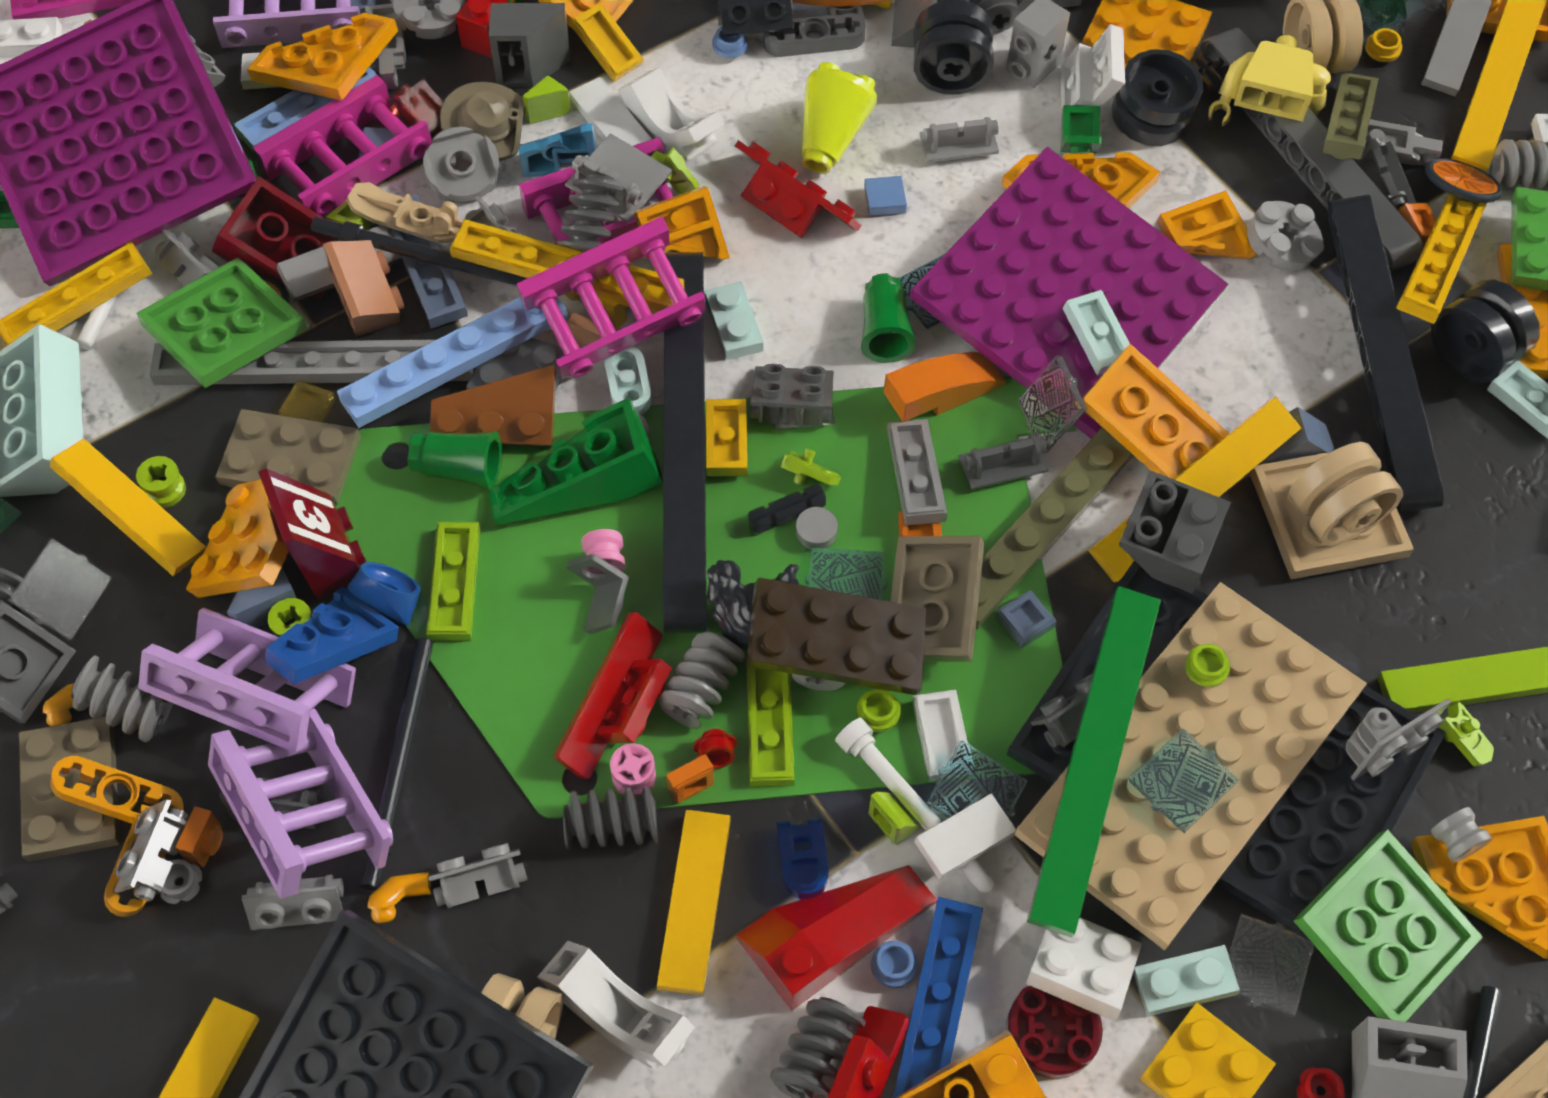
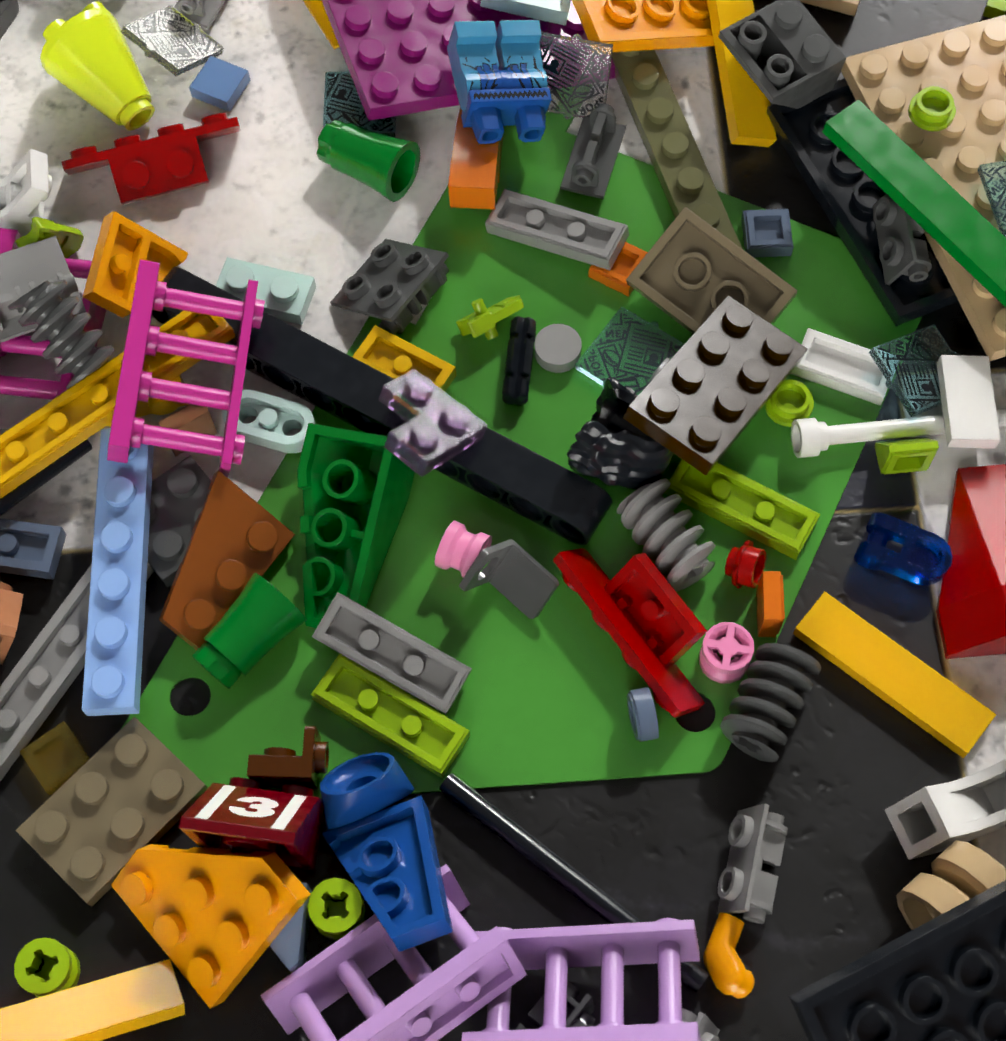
camera: 55 degrees left, 5 degrees up
(380, 545) = (283, 767): none -> reddish brown bracket
(495, 553) = (392, 653): none -> light grey tile
(546, 738) = (642, 714): none -> sand blue tile
(671, 475) = (434, 425): none -> clear purple plate
(891, 145) = (172, 40): none -> clear piece
(987, 364) = (500, 78): none -> hips

